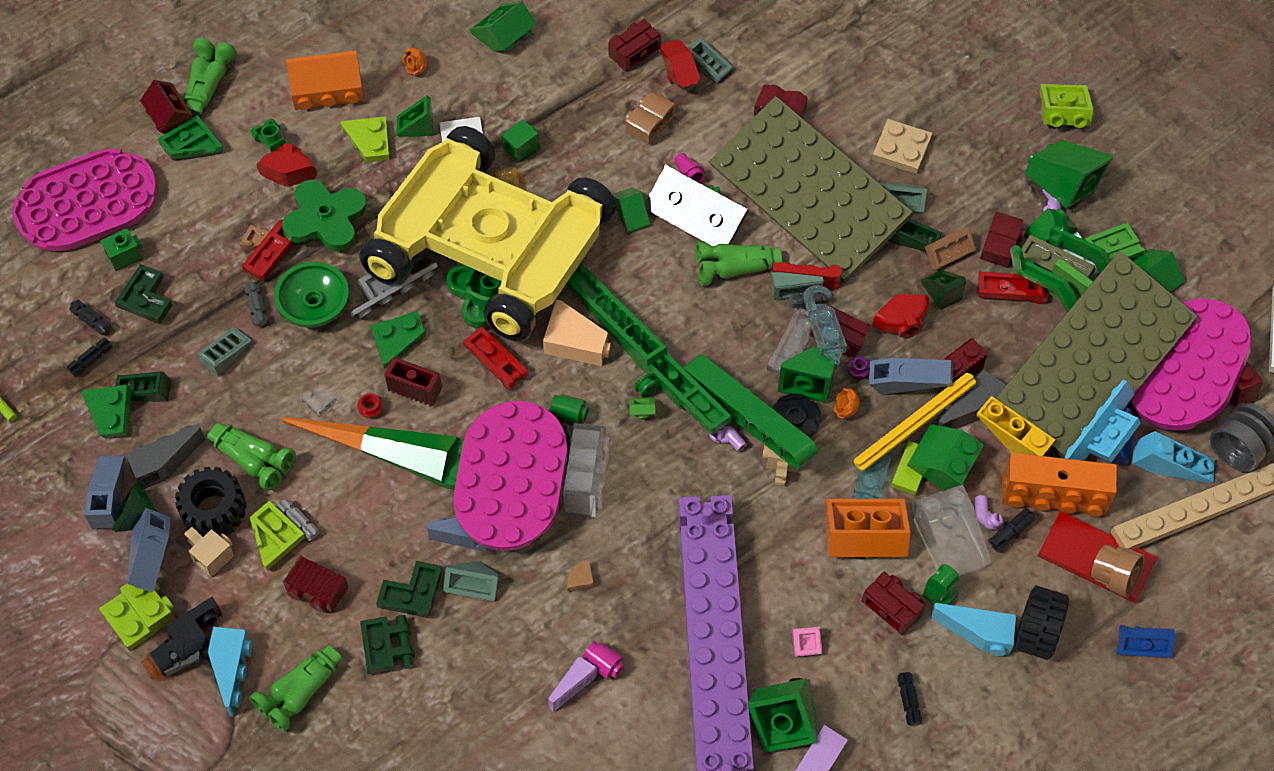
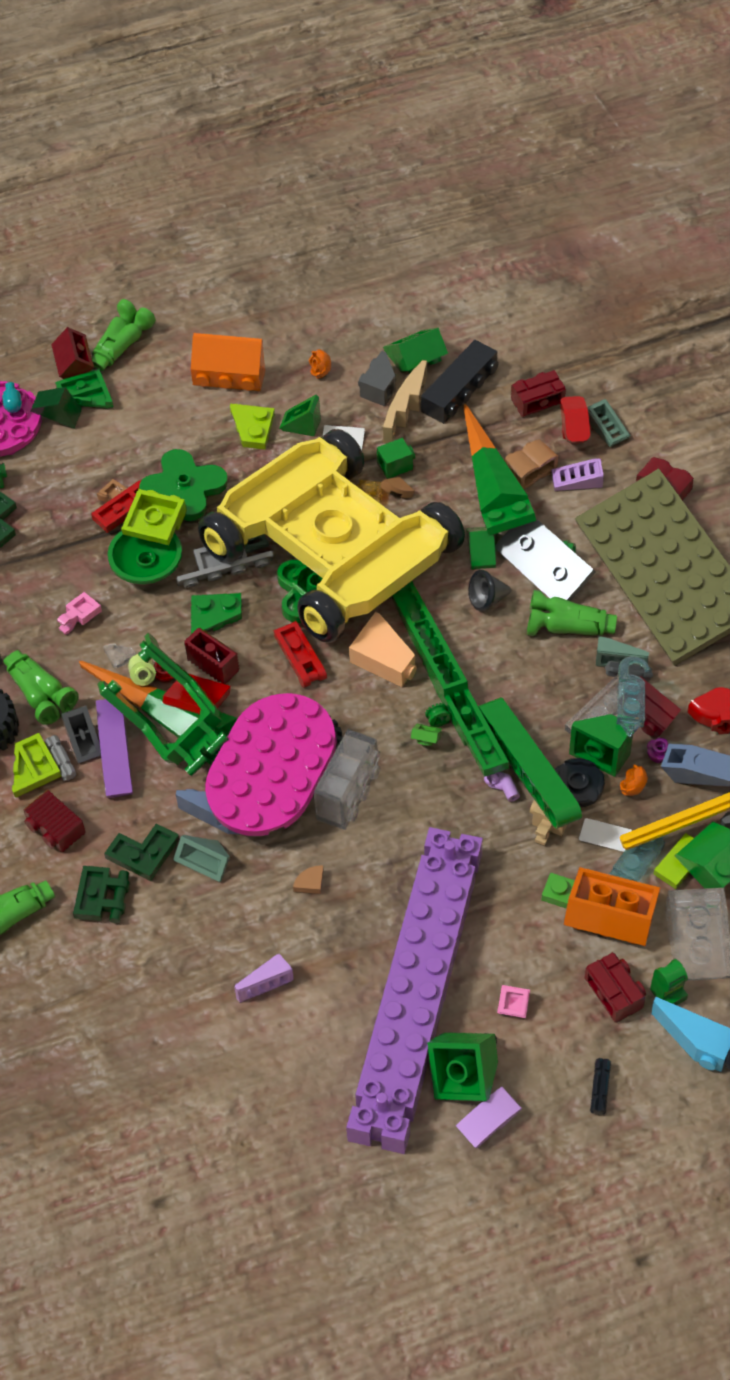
camera: 20 degrees right, 5 degrees down
(120, 166) = (11, 398): none -> teal cylinder
(169, 163) = (58, 406): none -> dark green slope
(218, 366) = (40, 598): sand green slope -> none
(255, 304) = (92, 552): dark grey axle -> none
(265, 366) = (78, 610): none -> bright pink plate
(269, 135) = (159, 402): green plate -> none
(287, 166) = (165, 432): red piece -> none
(310, 256) = (154, 516): none -> lime plate
(312, 491) = (81, 734): none -> dark grey slope
(348, 495) = (114, 750): none -> medium lavender slope
(349, 411) = (138, 676): none -> yellowish green brick
(411, 423) = (179, 697): none -> red tile
(428, 470) = (197, 739): none -> green piece
(479, 65) = (379, 381): none -> dark grey slope
(512, 78) = (406, 399): none -> tan slope
(533, 168) = (397, 485): none -> medium nougat tile
(556, 50) = (459, 381): none -> black brick
(569, 408) = (353, 718): green brick -> none
(604, 659) = (304, 964): dark pink brick -> none
(636, 155) = (499, 492): none -> green plate
(650, 252) = (486, 590): none -> flat silver hat
(689, 167) = (552, 520): dark pink cone -> none
(696, 112) = (591, 469): none -> lavender slope
(812, 525) = (557, 890): none -> bright green plate
(830, 275) = (658, 654): red plate -> none
(835, 460) = (602, 834): none -> white sticker

